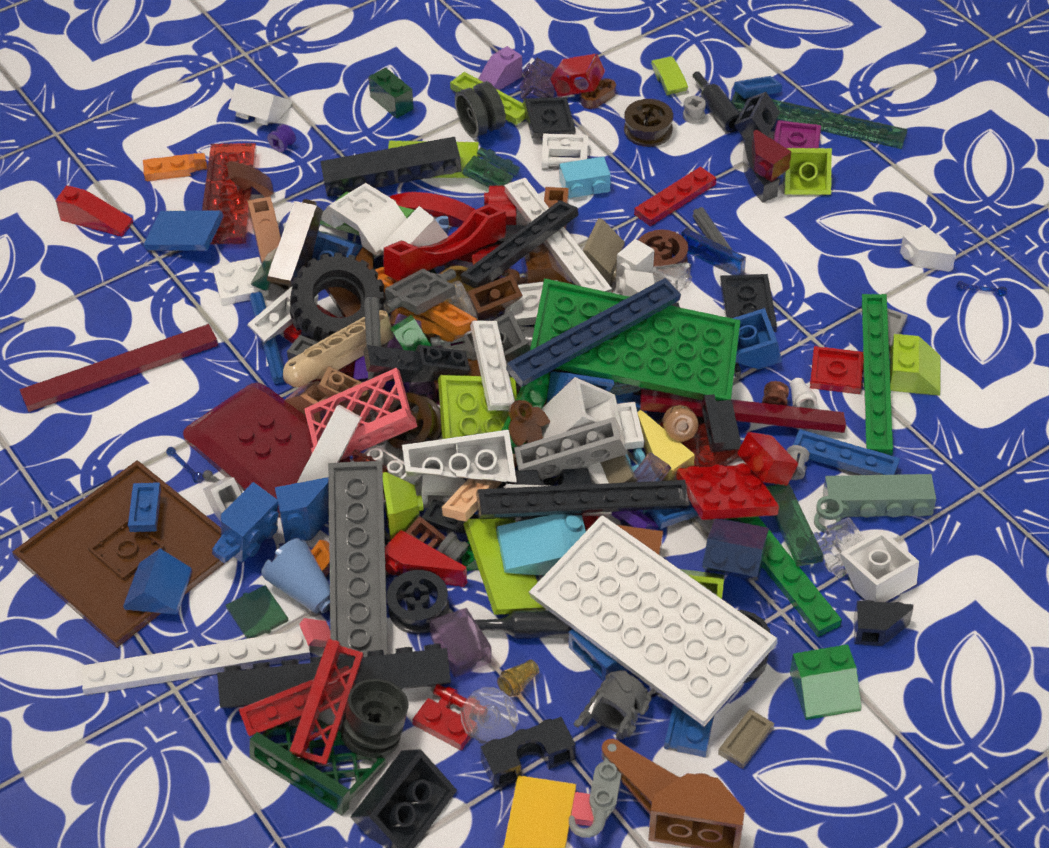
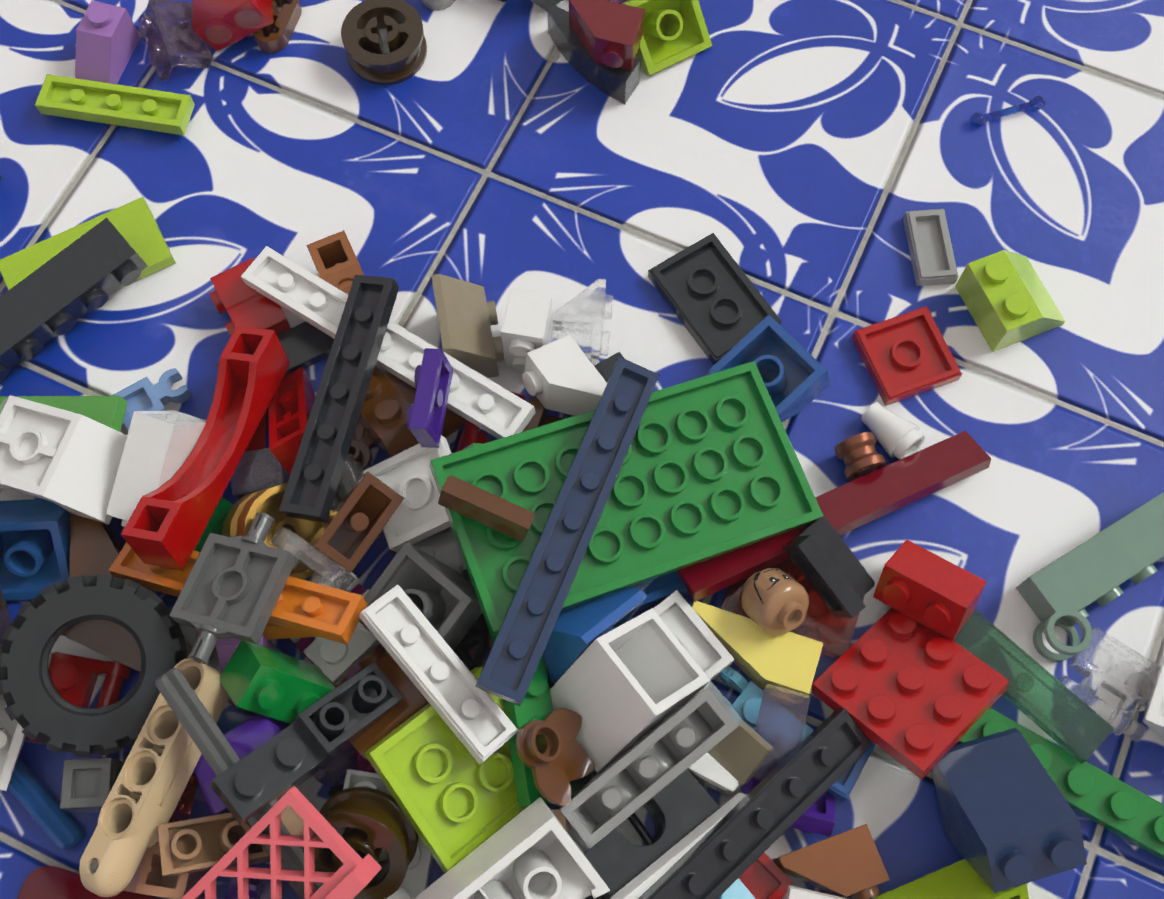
camera: 30 degrees left, 20 degrees up
(436, 205) = (136, 358): red slope -> none
(480, 109) = (115, 139): pearl dark grey wheel -> none
(487, 174) = (193, 252): clear green plate -> none
(548, 116) = (228, 100): black tile -> none
(556, 303) = (485, 508): none -> reddish brown tile
(563, 146) = (283, 140): white plate -> none
(563, 260) = (432, 386): none -> dark purple plate
(585, 177) = (347, 187): medium azure brick -> none
(664, 245) = (541, 256): copper wheel -> none
(675, 196) = (497, 155): red plate -> none
(708, 227) = (591, 196): dark grey axle -> none
(714, 253) = (616, 235): clear blue tile -> none
(804, 456) = (959, 553): light grey bush -> none
(846, 455) = (1017, 511): blue plate -> none
(876, 374) = (975, 342): green plate -> none
(927, 250) = (906, 83): white slope -> none

